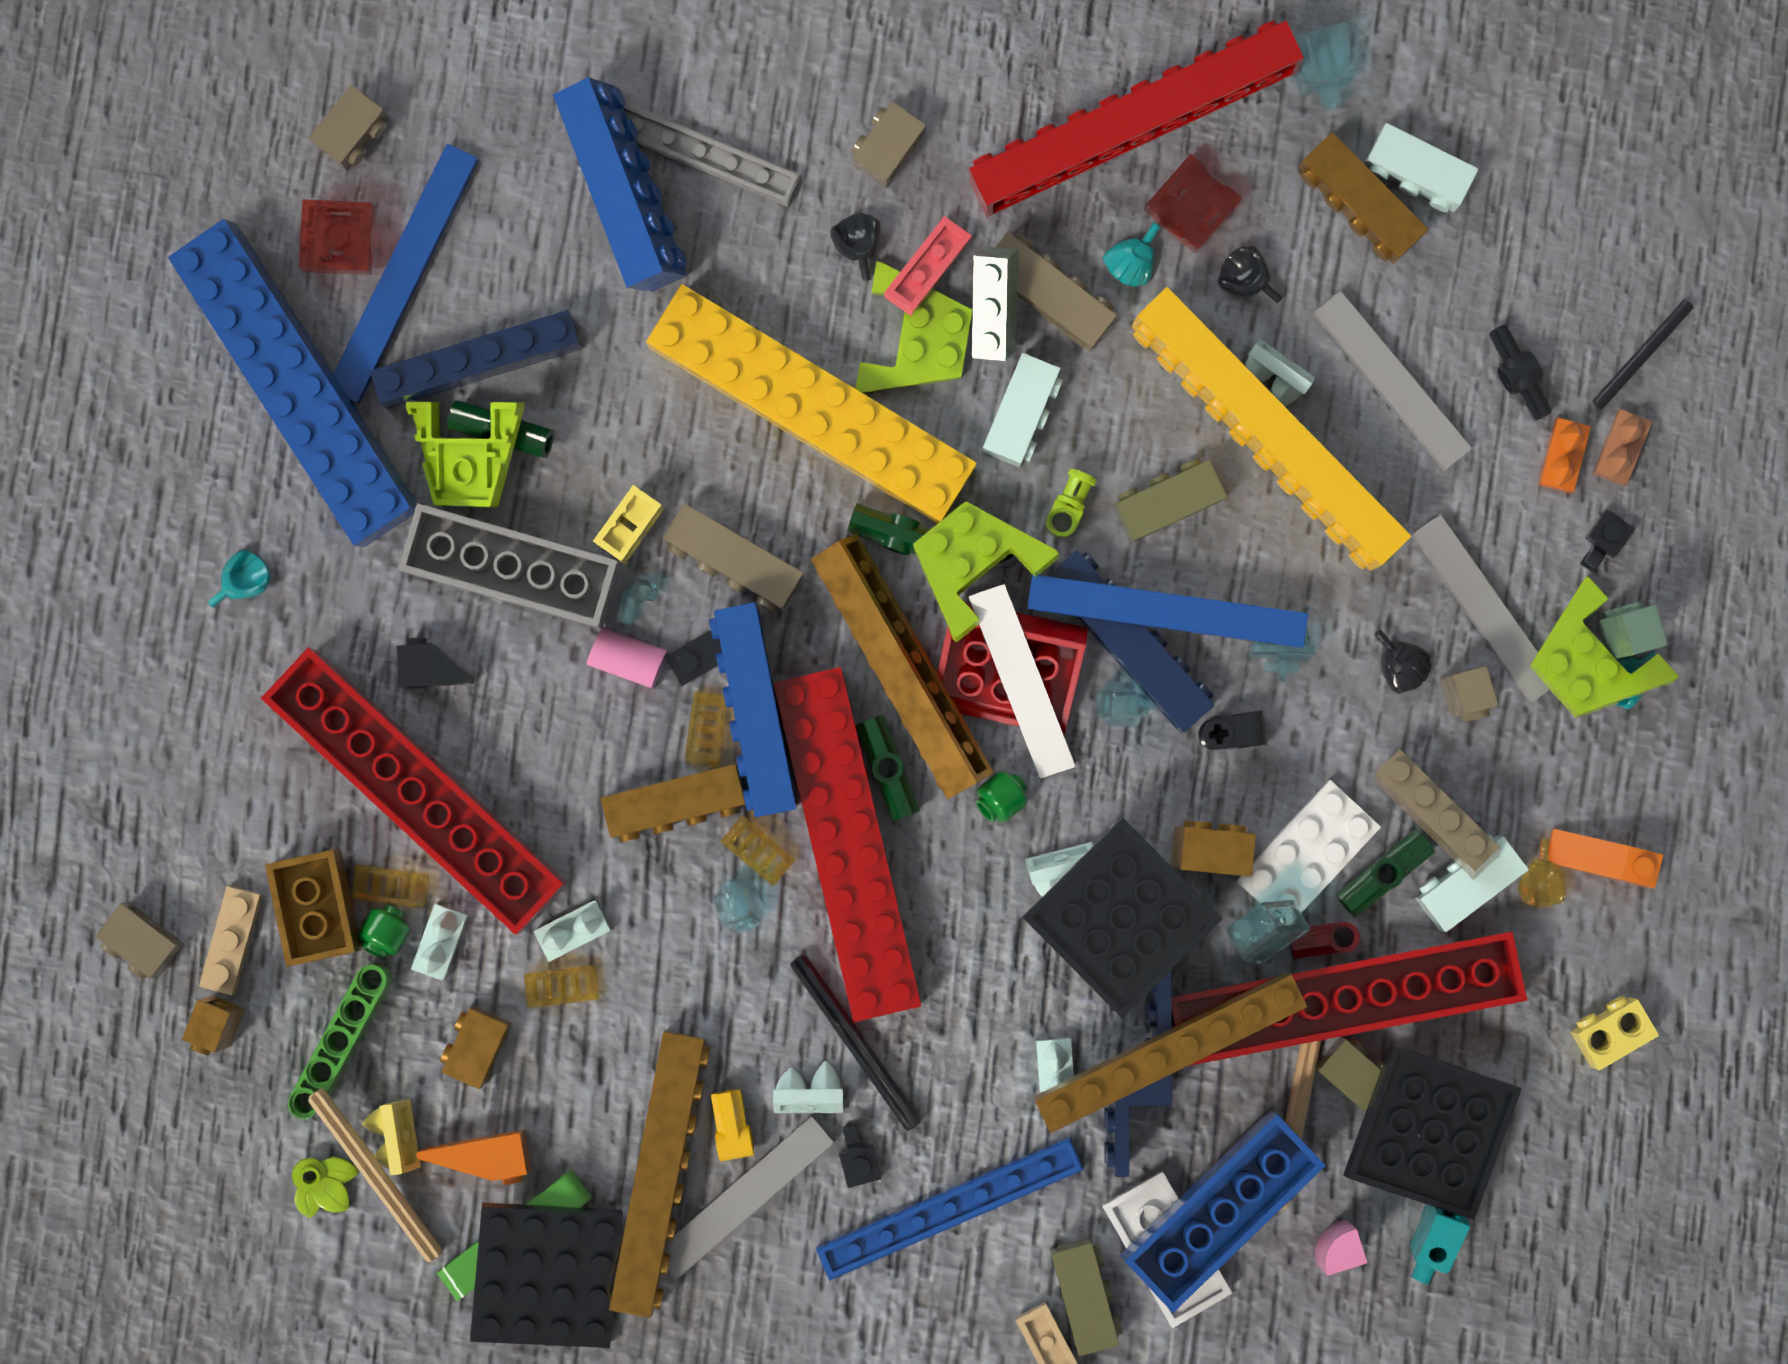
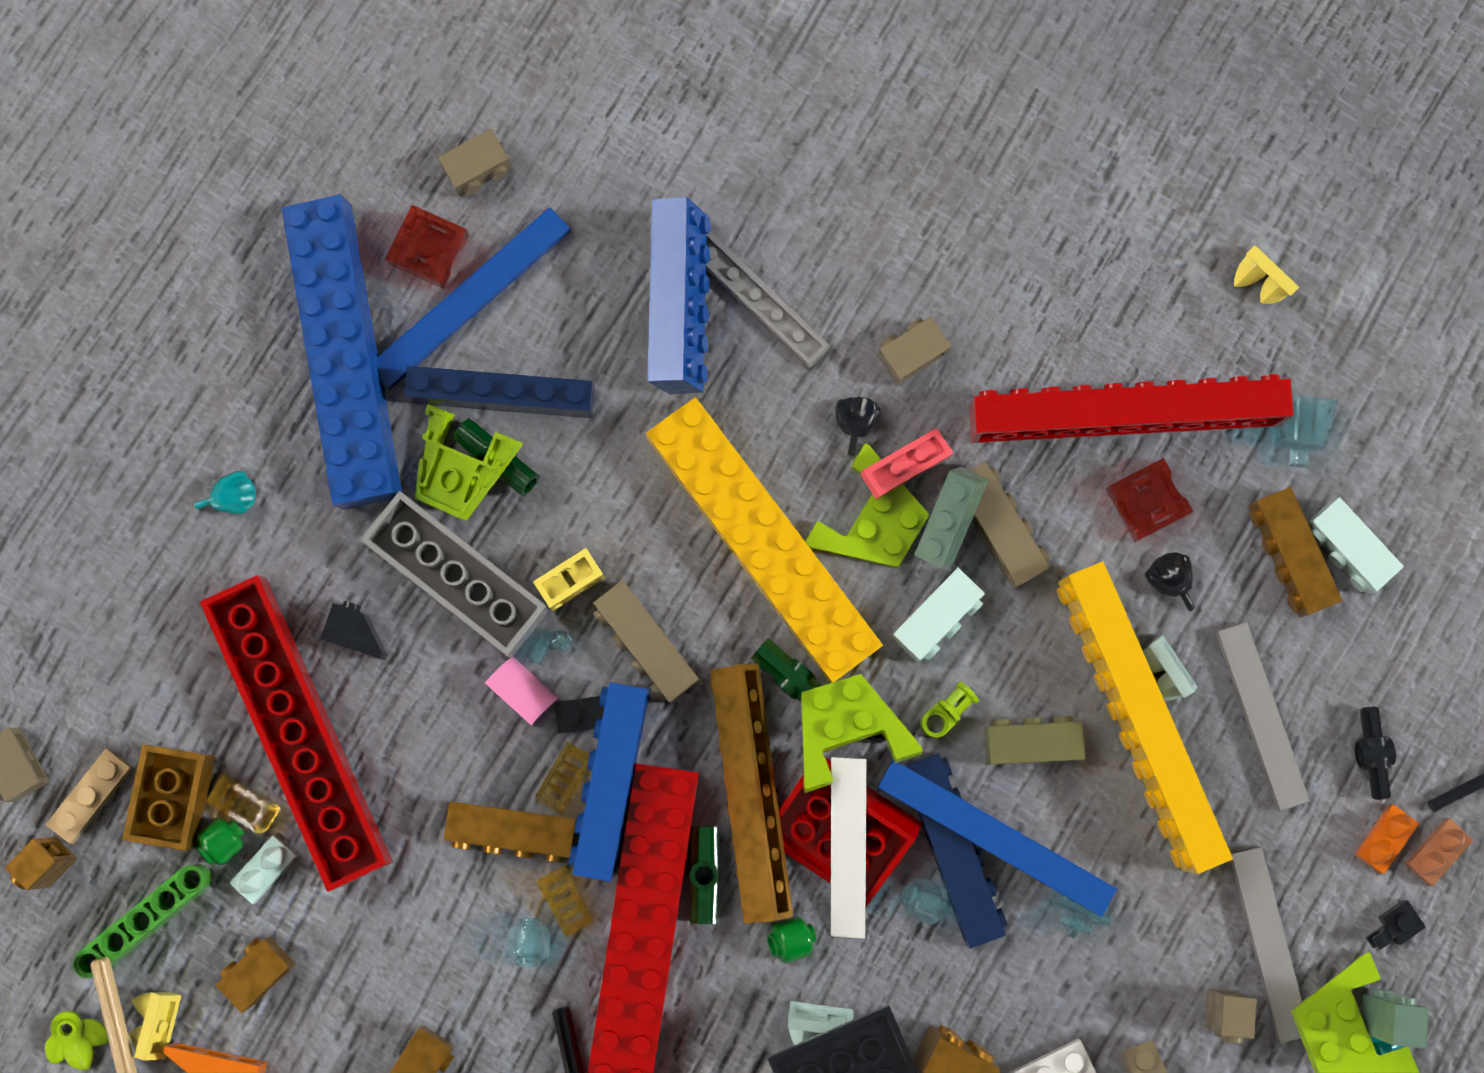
camera: 20 degrees right, 5 degrees down
(532, 991) = (347, 961): clear yellow slope -> none
(572, 930) = (379, 905): light aqua tile -> none
(1132, 259) = (1080, 526): teal piece -> none
(1239, 731) = (1017, 964): black piece -> none
(1403, 664) = (1181, 964): black piece -> none

